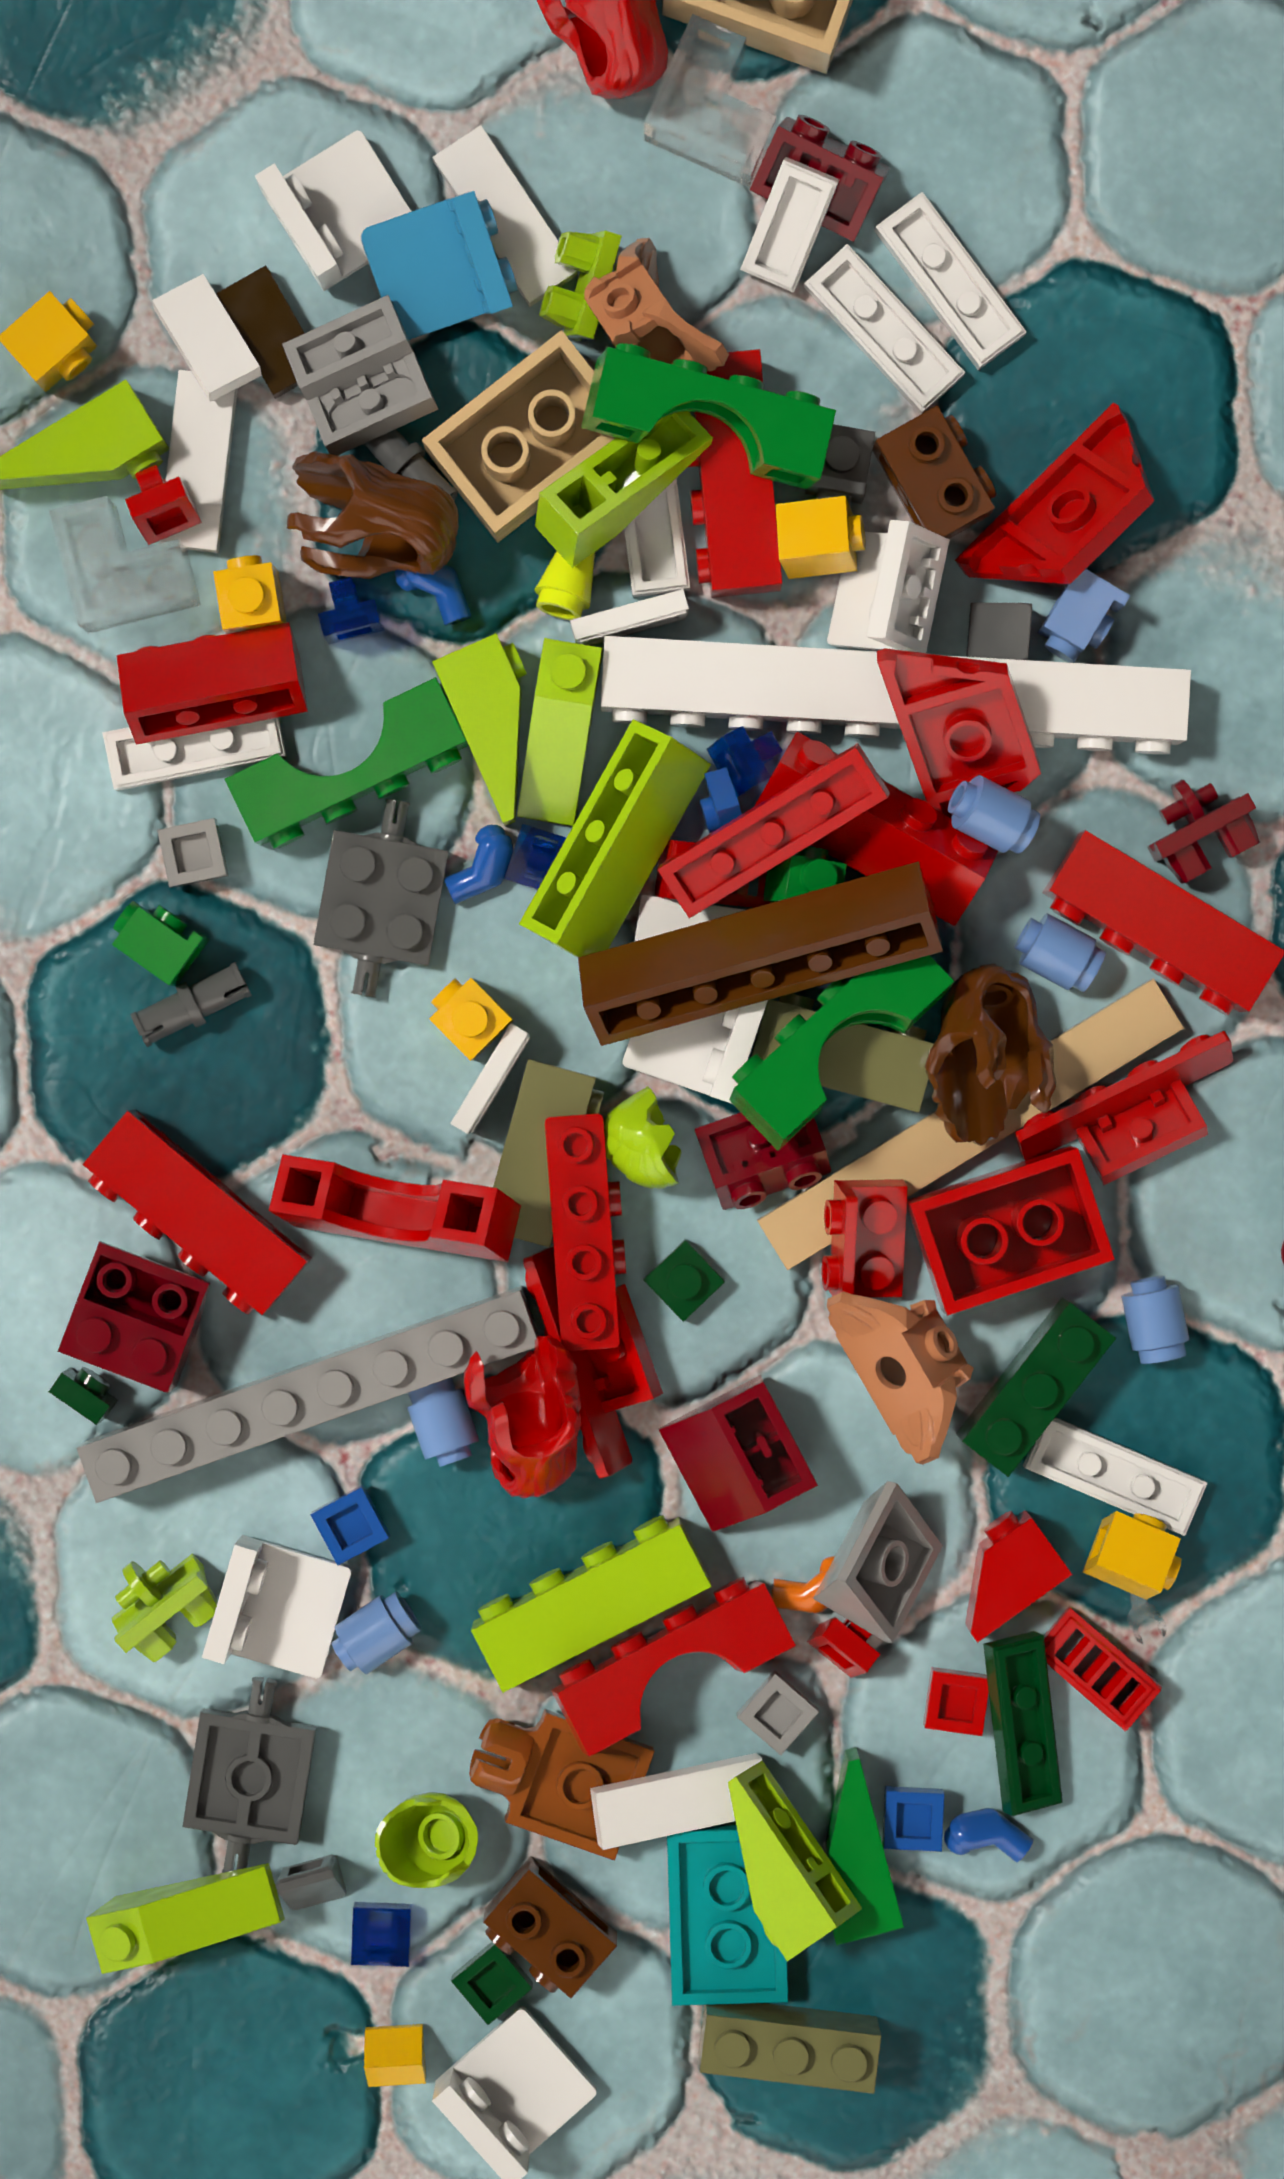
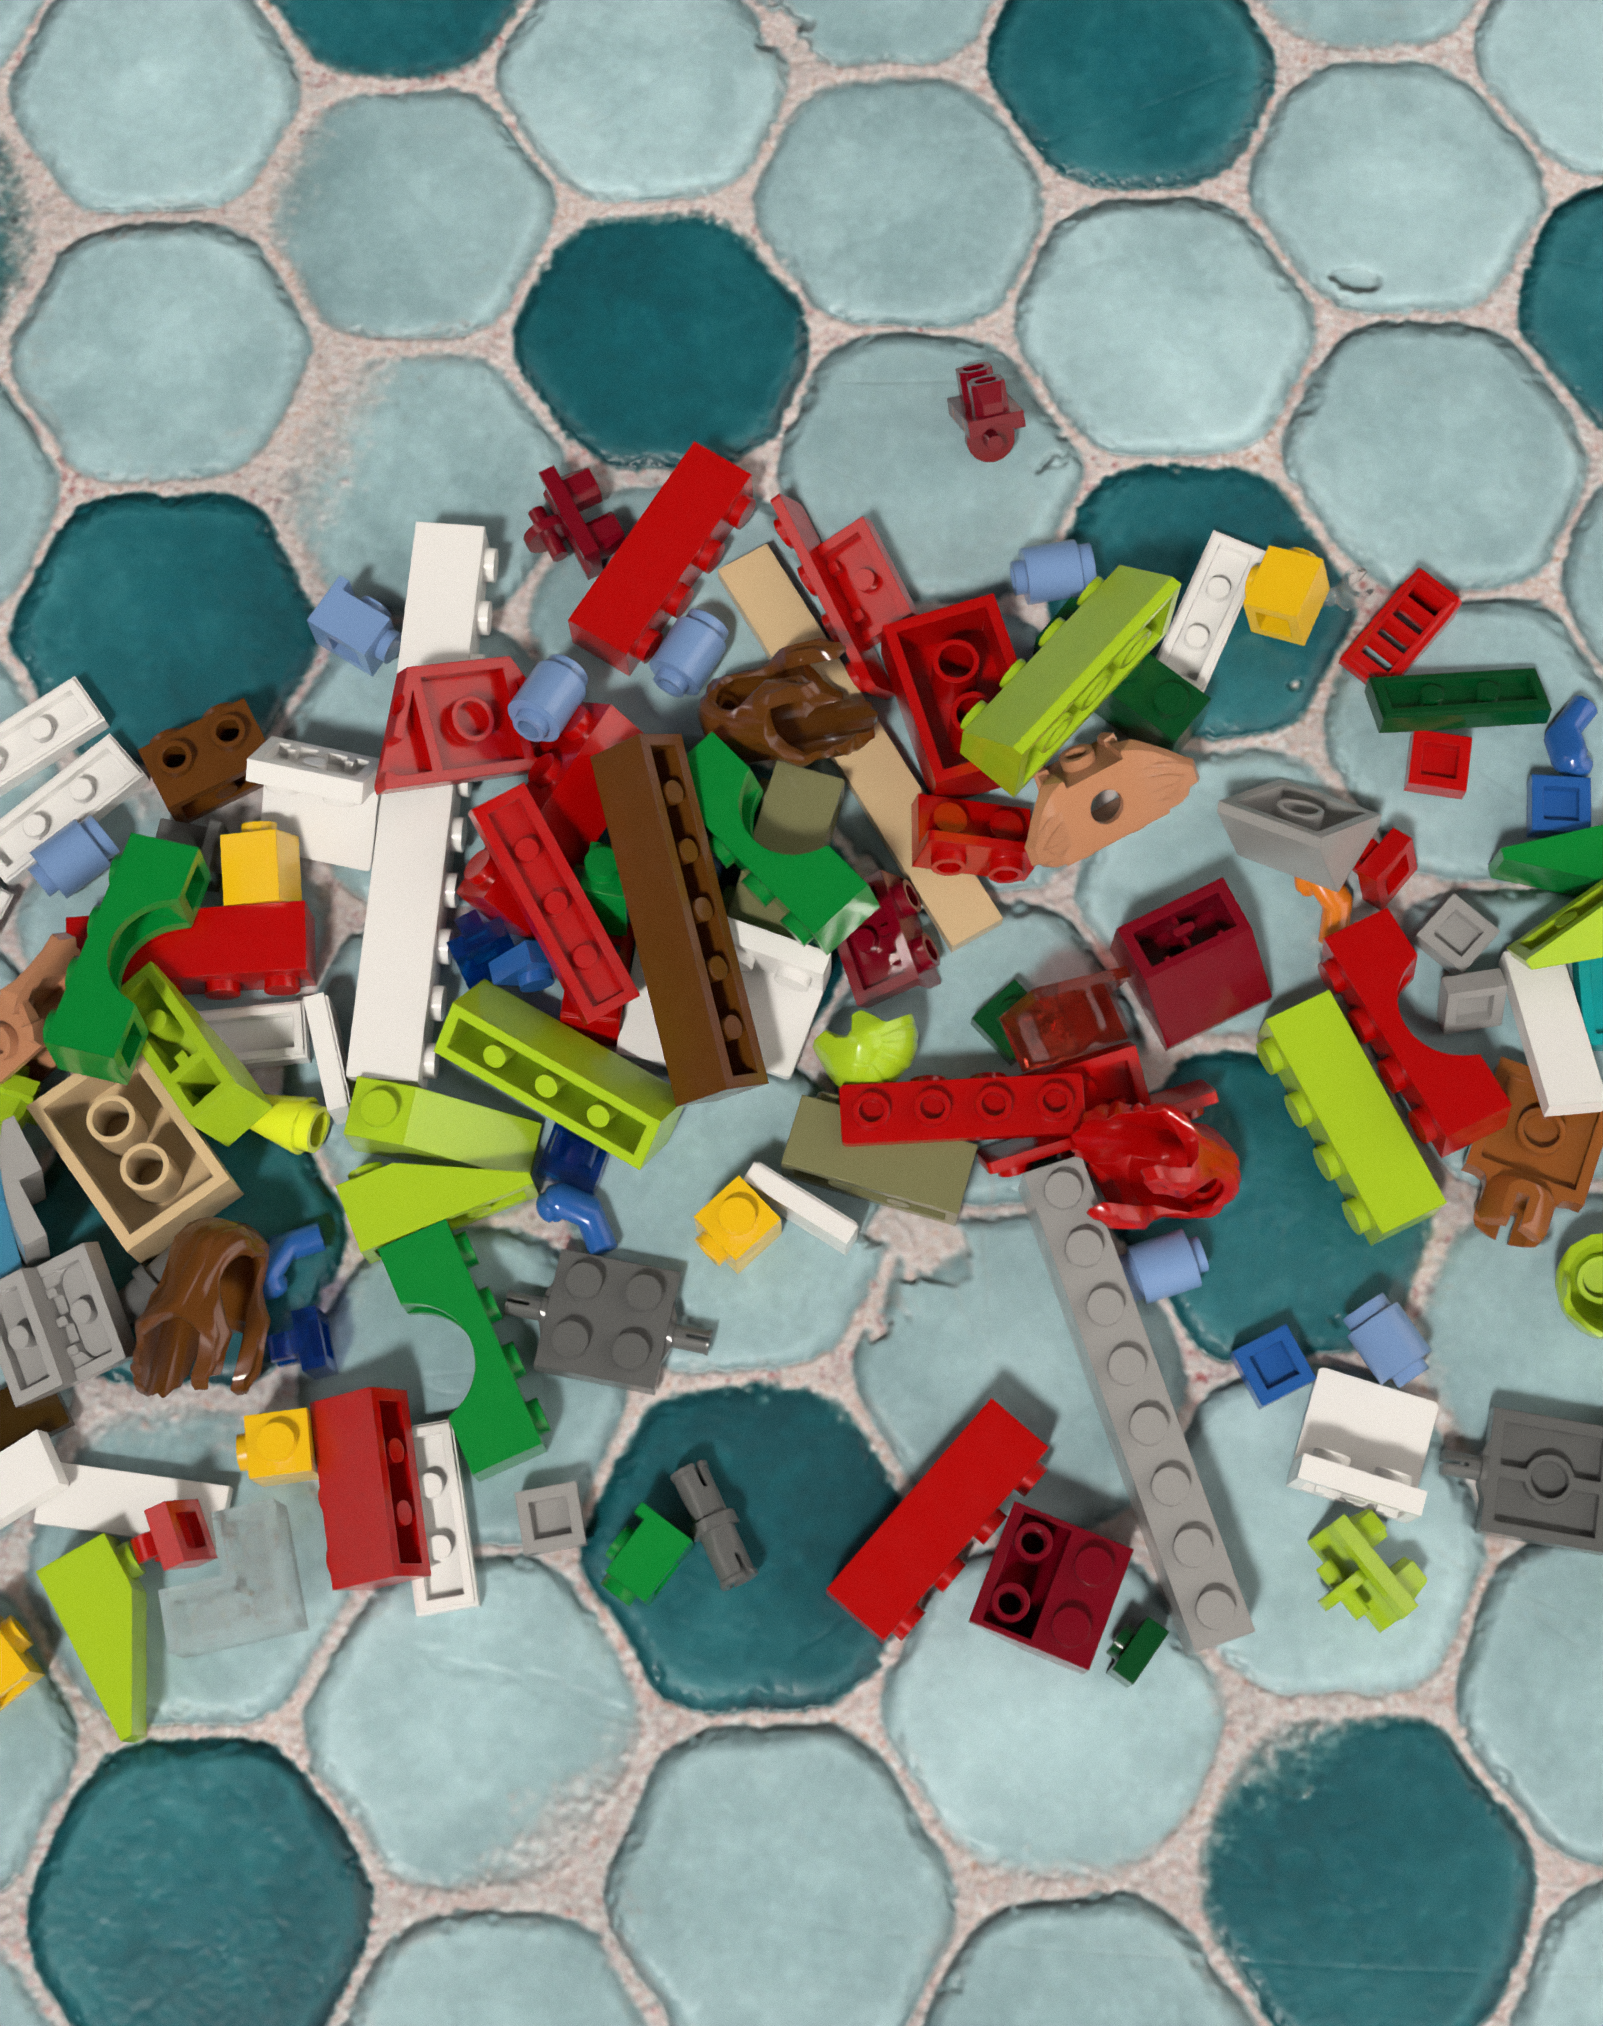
camera: 85 degrees left, 15 degrees down
(433, 1217) = (929, 1352): red arch -> none
(495, 329) = (22, 1189): none -> light grey slope
(674, 1331) = (1065, 1019): none -> clear red panel
(710, 1724) = (1471, 1001): none -> light grey plate
(830, 347) = (72, 857): none -> medium blue brick
(999, 630) = (365, 703): dark grey slope -> none
(1010, 1572) = (1308, 709): red slope -> none
(1015, 1335) = (1069, 676): none -> lime slope
(1067, 510) = (254, 635): red wing -> none

